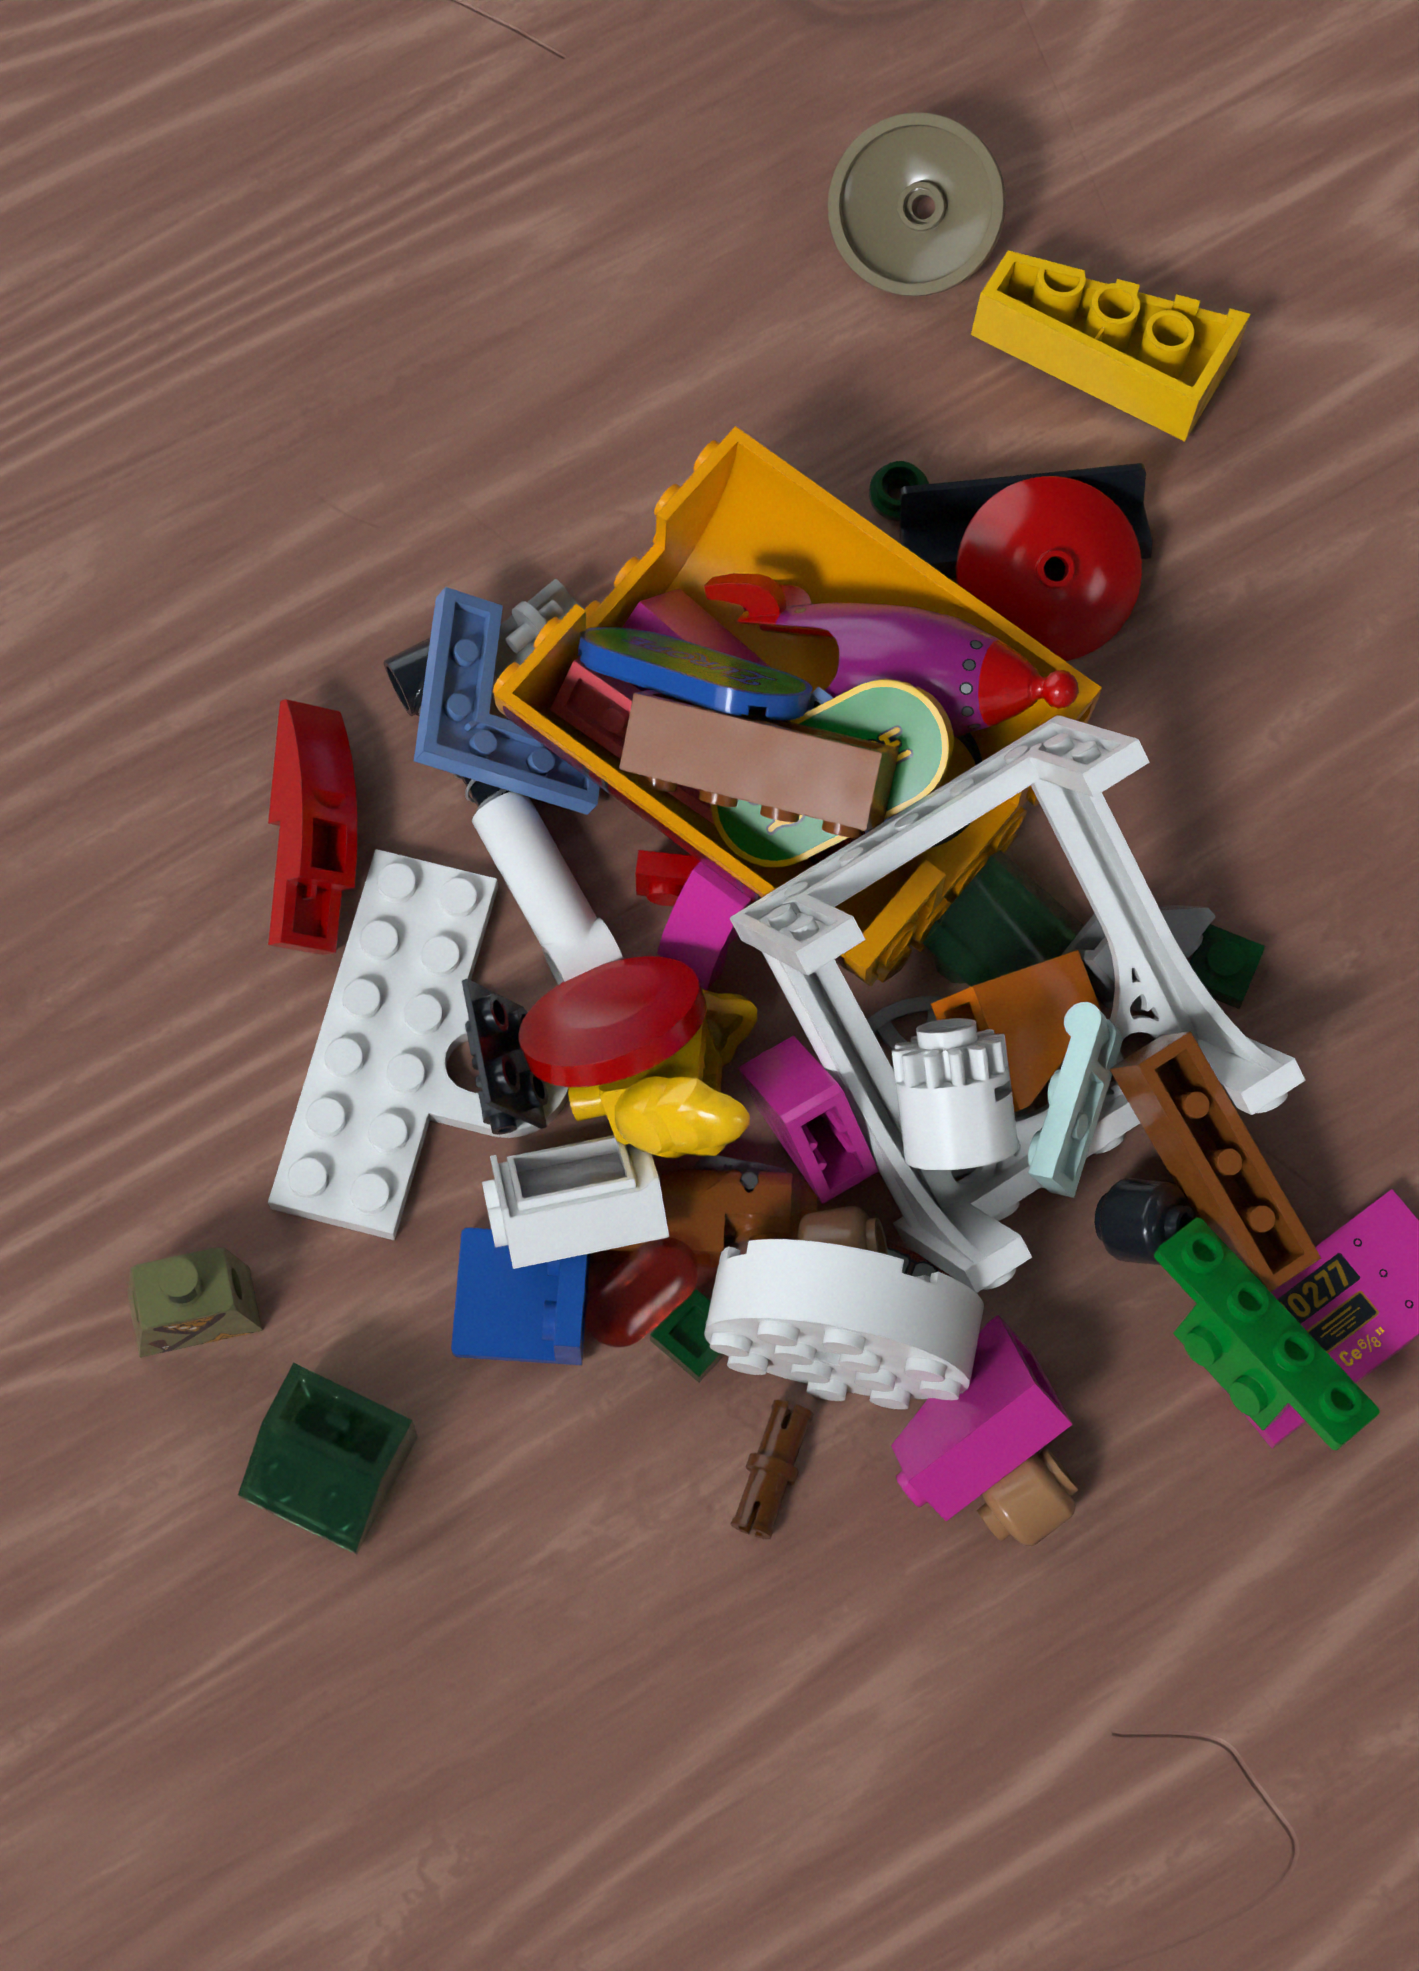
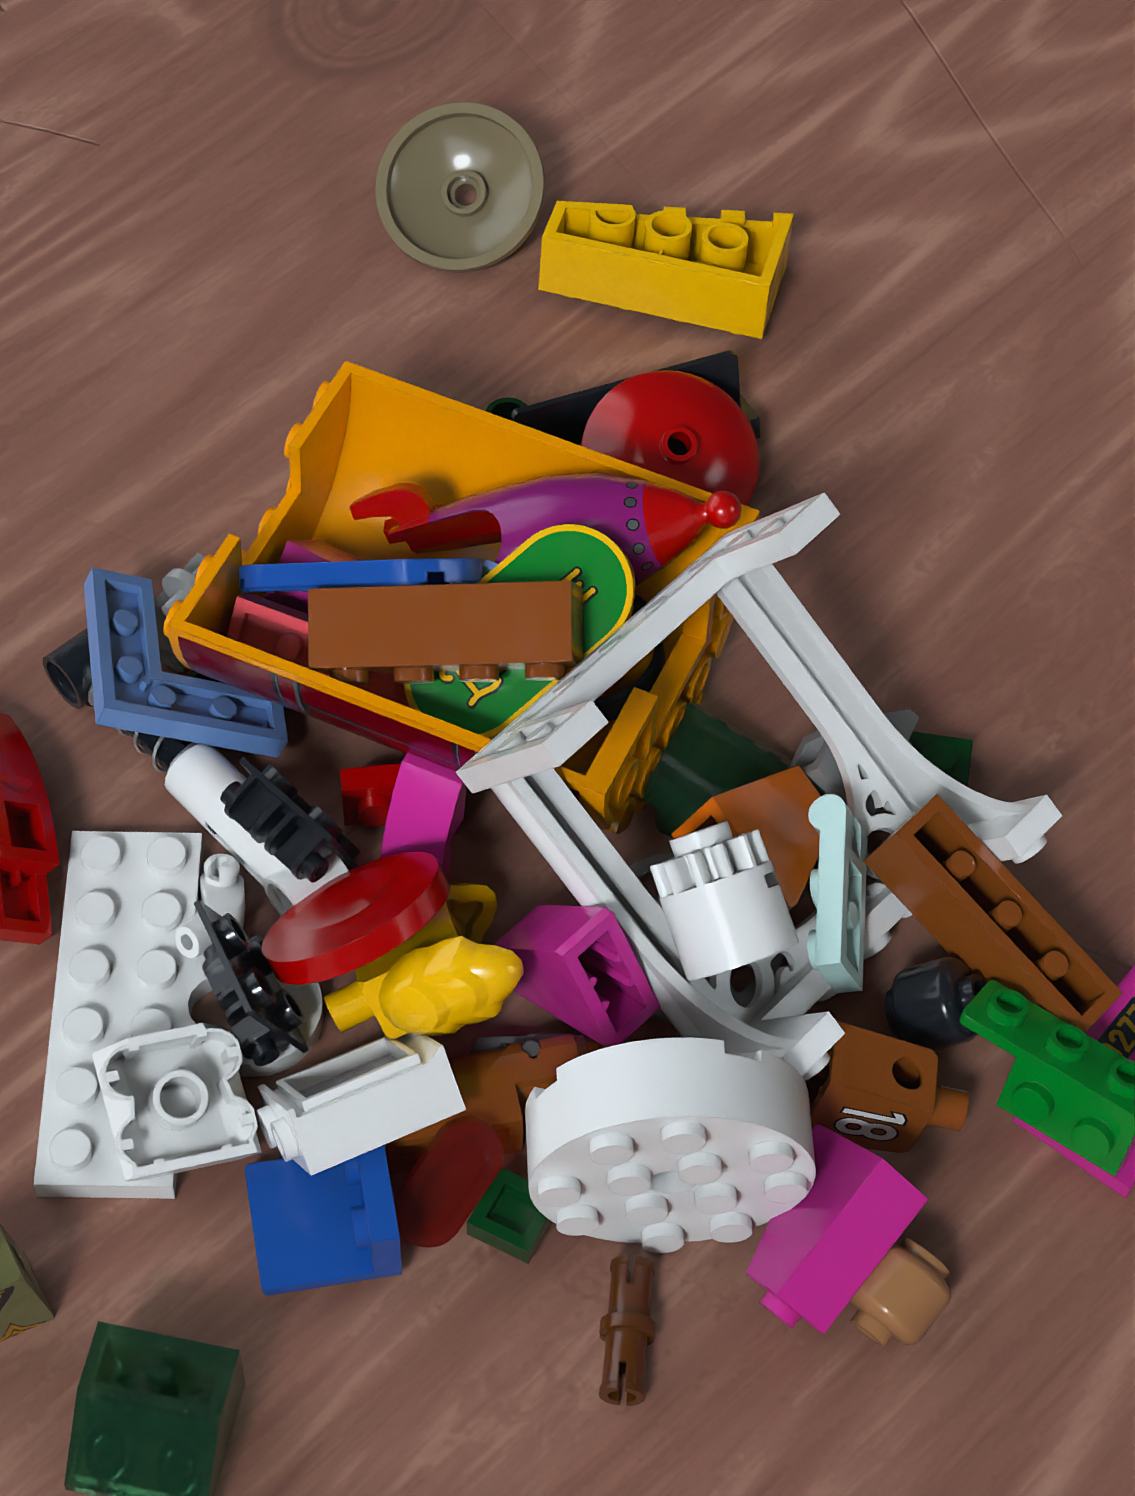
camera: 15 degrees left, 15 degrees down
(411, 1158) = (176, 1101): none -> white slope
(500, 959) = (221, 891): none -> white arm
(587, 918) = (288, 825): none -> black hinge
(1065, 1301) = (882, 1092): none -> dark orange torso

